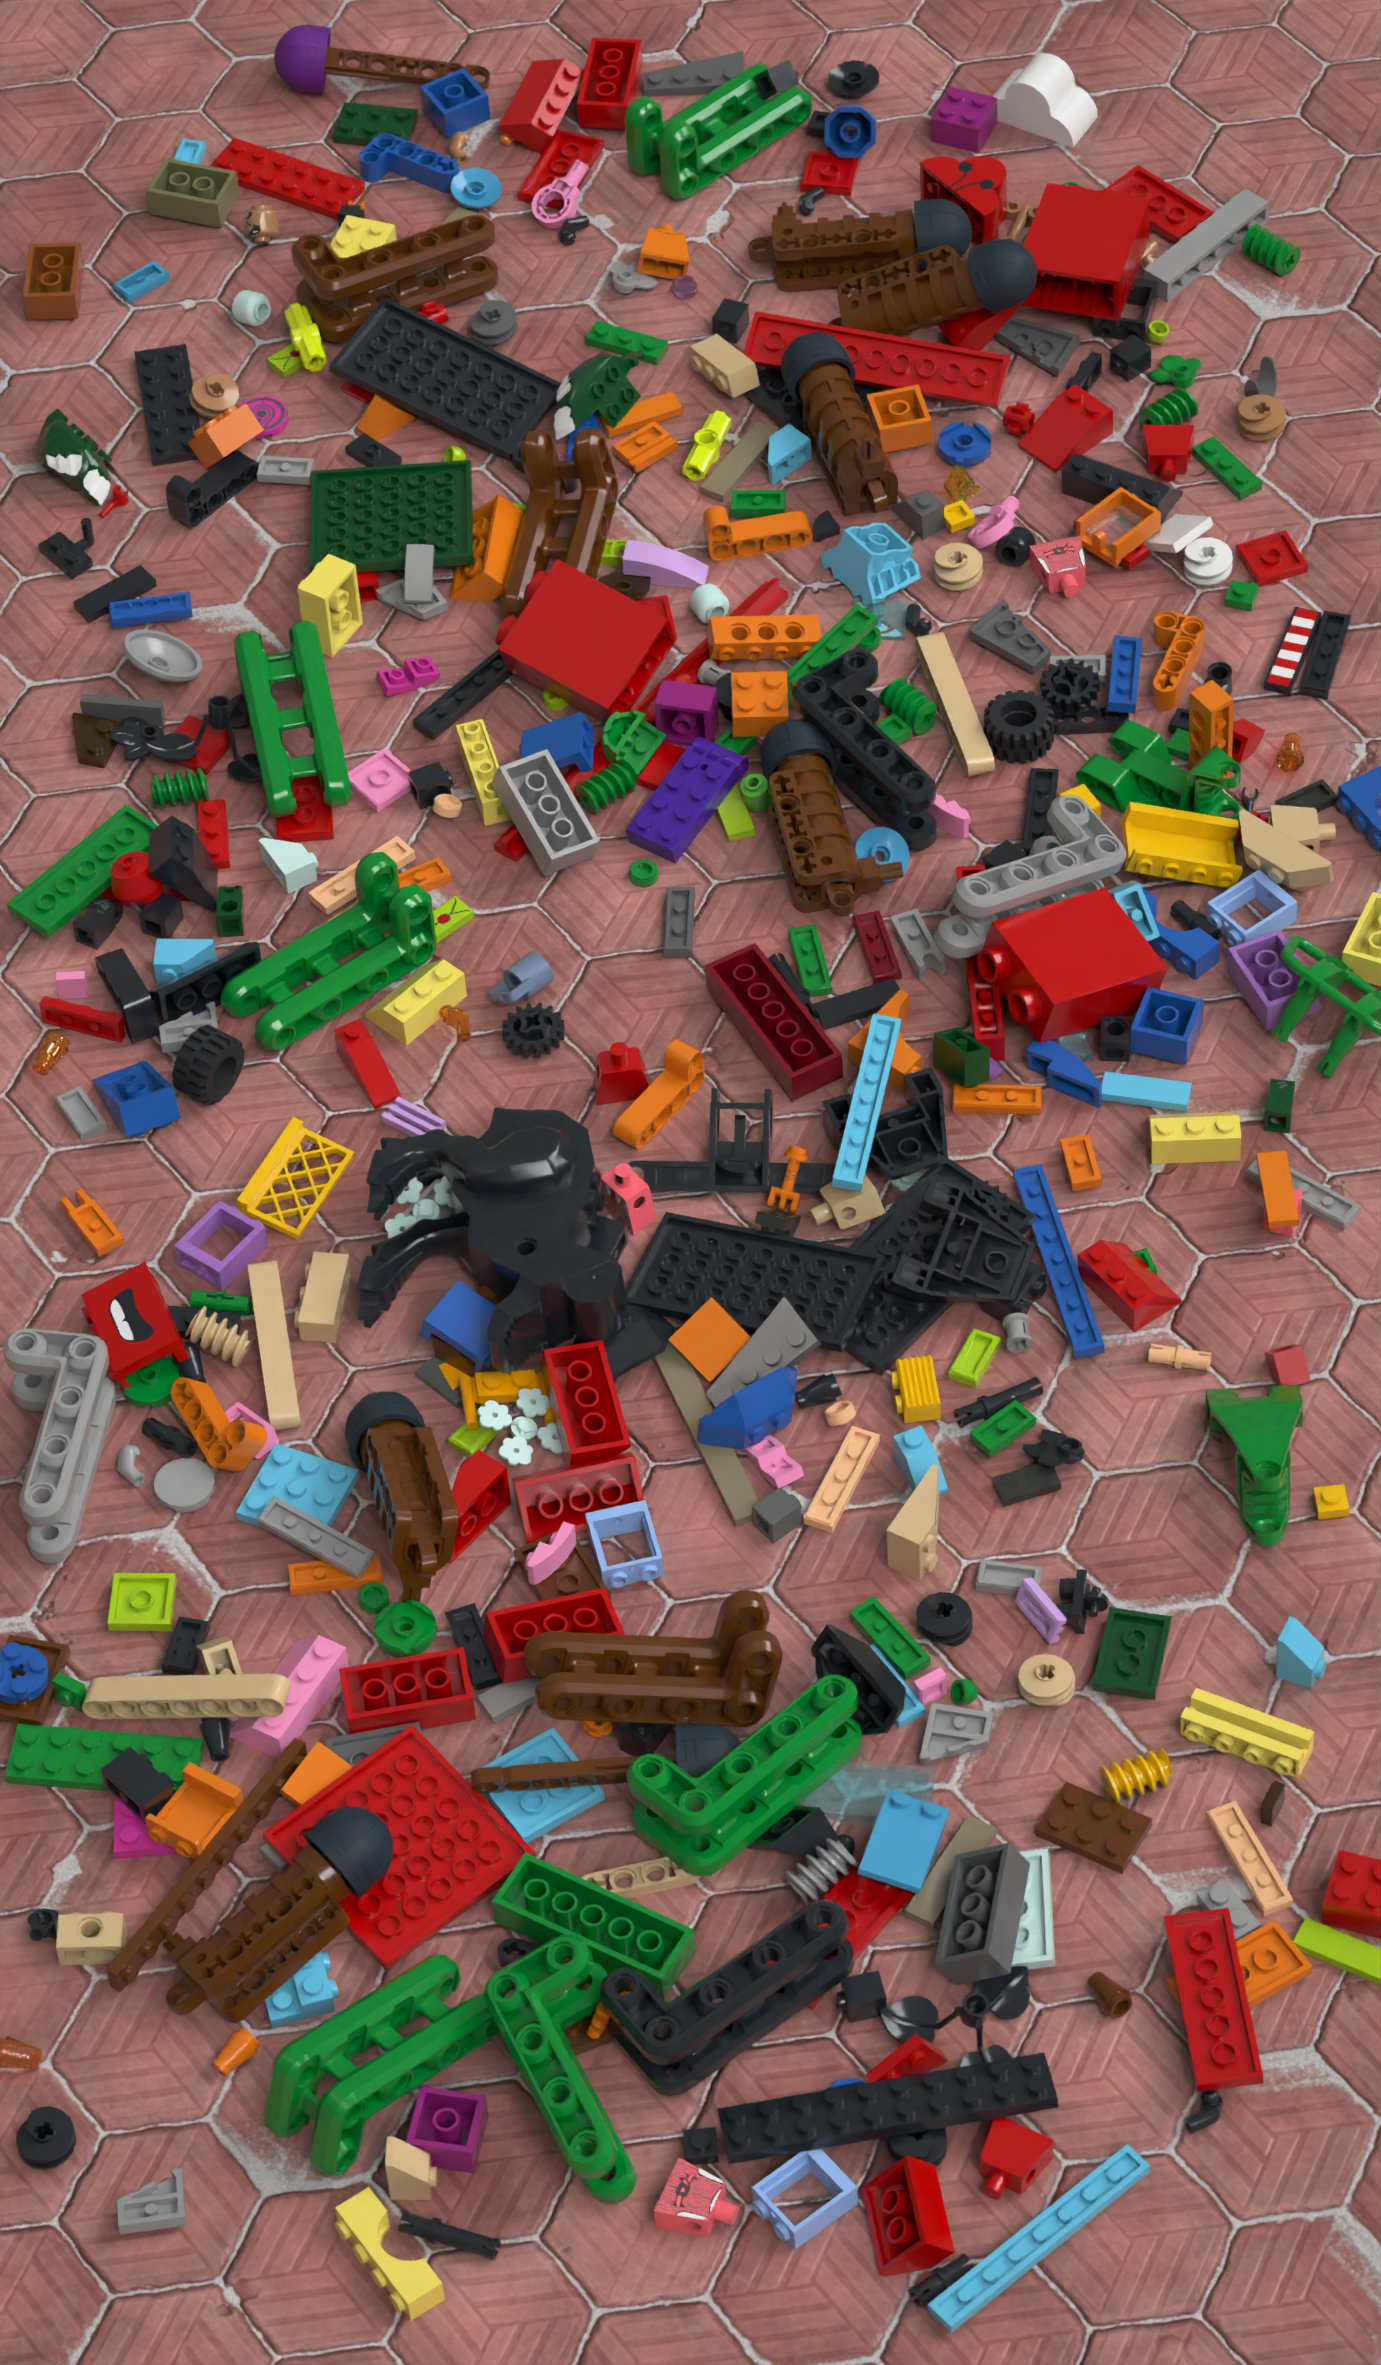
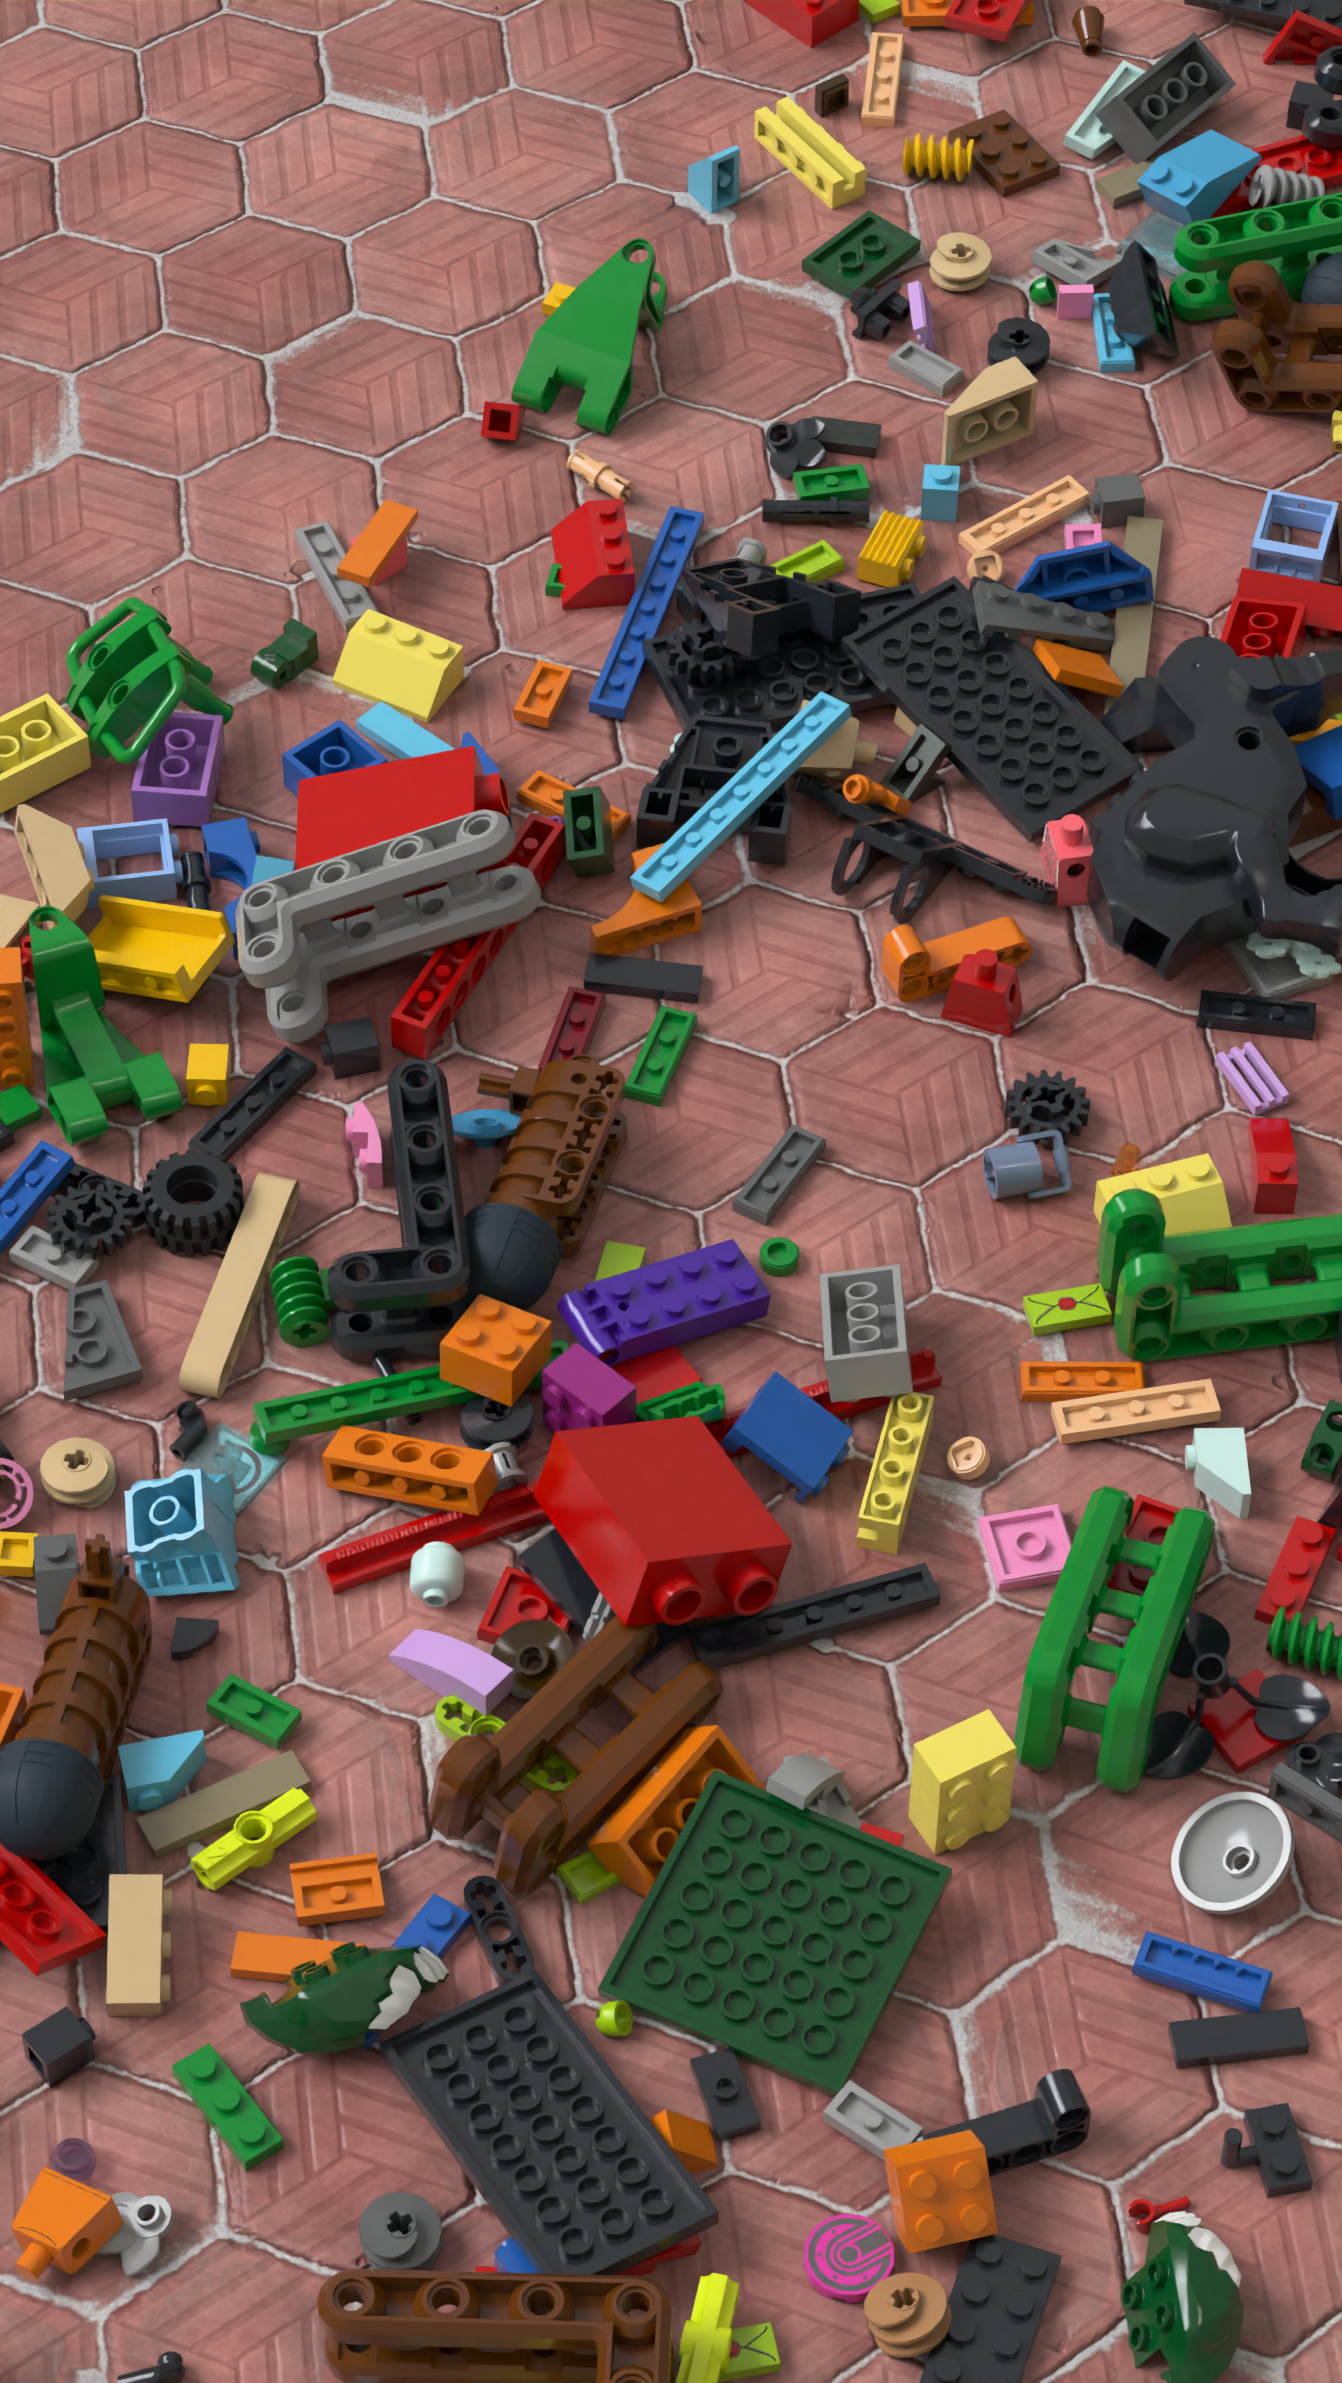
camera: 155 degrees left, 0 degrees up
(413, 675) = (891, 1686): dark pink slope -> none
(428, 783) = (972, 1490): black brick -> none
(607, 785) = (754, 1370): green piece -> none
(754, 535) = (297, 1655): orange beam -> none
(755, 792) = (576, 1265): bright green brick -> none
(774, 1021) = (764, 976): dark red brick -> none
(790, 978) = (709, 1012): black pin -> none
(890, 1638) = (1082, 359): green plate -> none
(917, 943) = (524, 1008): light grey plate -> none
(1004, 1995) = (1234, 28): black plant -> none
(1222, 1896) = (934, 51): light grey plate -> none

